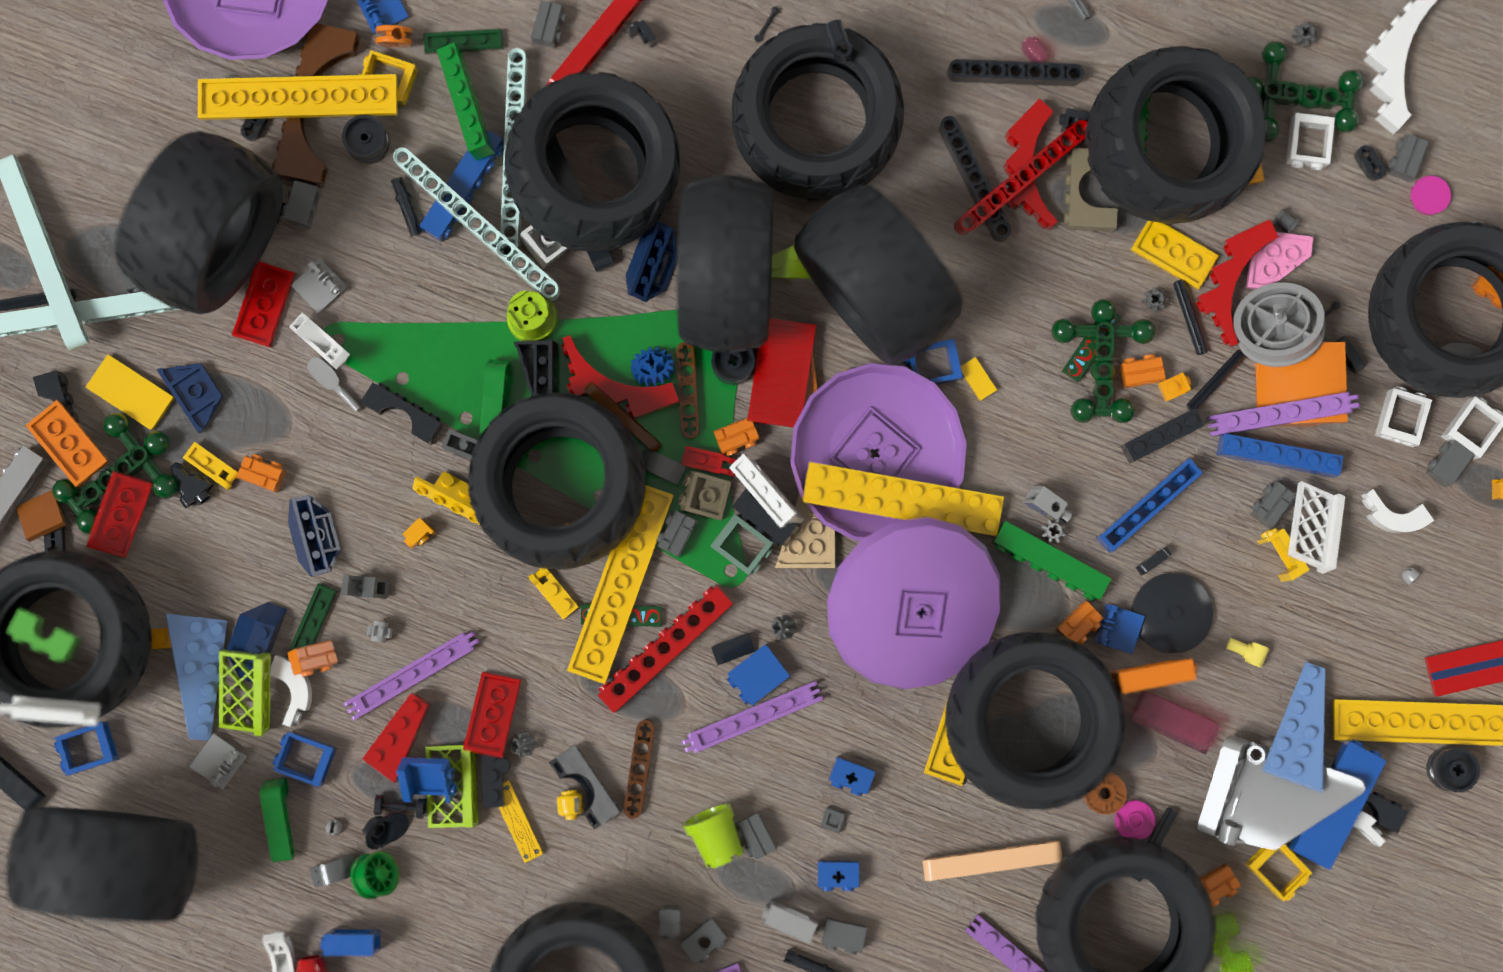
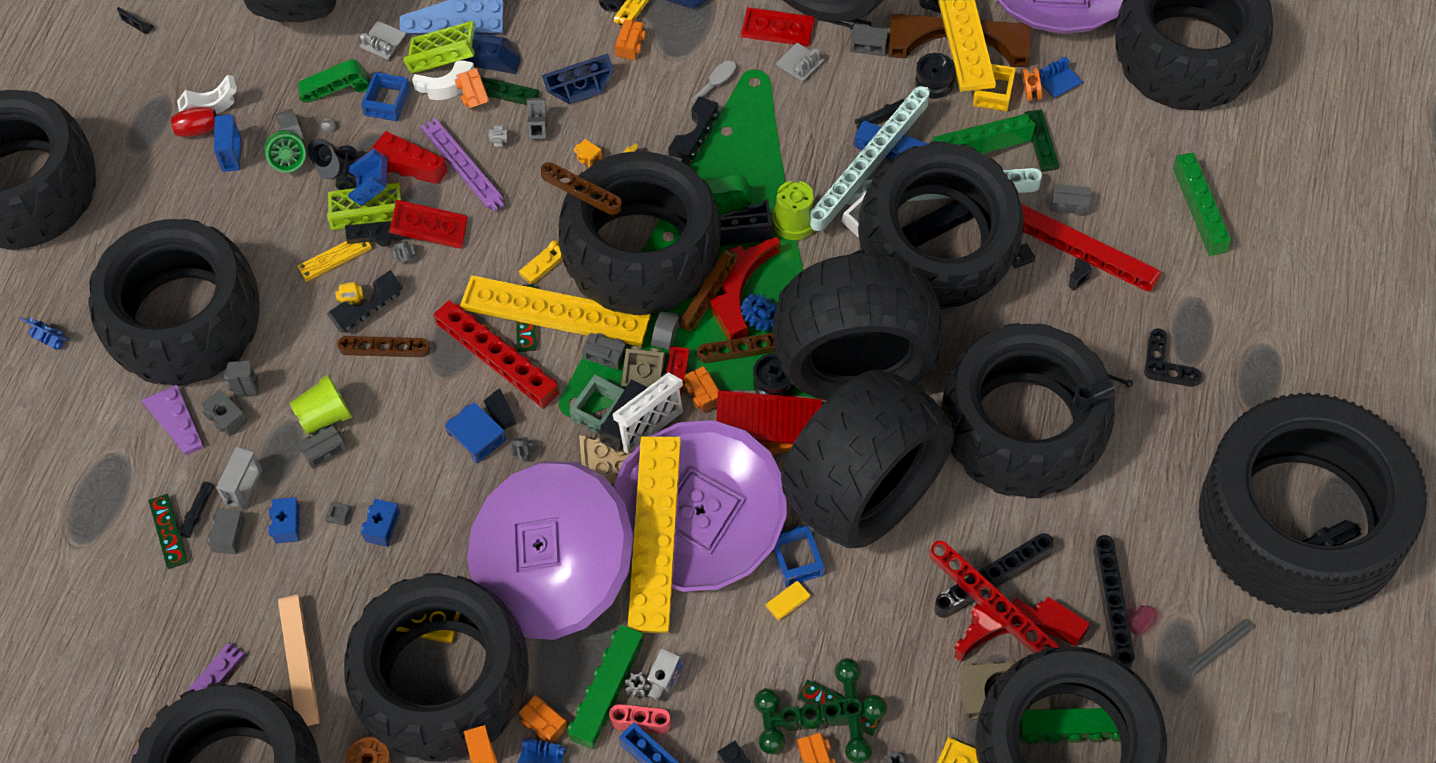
camera: 90 degrees right, 25 degrees down
(319, 340) = (751, 64): white arch -> none
(513, 539) = (585, 195): none -> reddish brown beam
(752, 718) = (435, 434): medium lavender hinge -> none
(1094, 524) = (648, 725): none -> coral beam

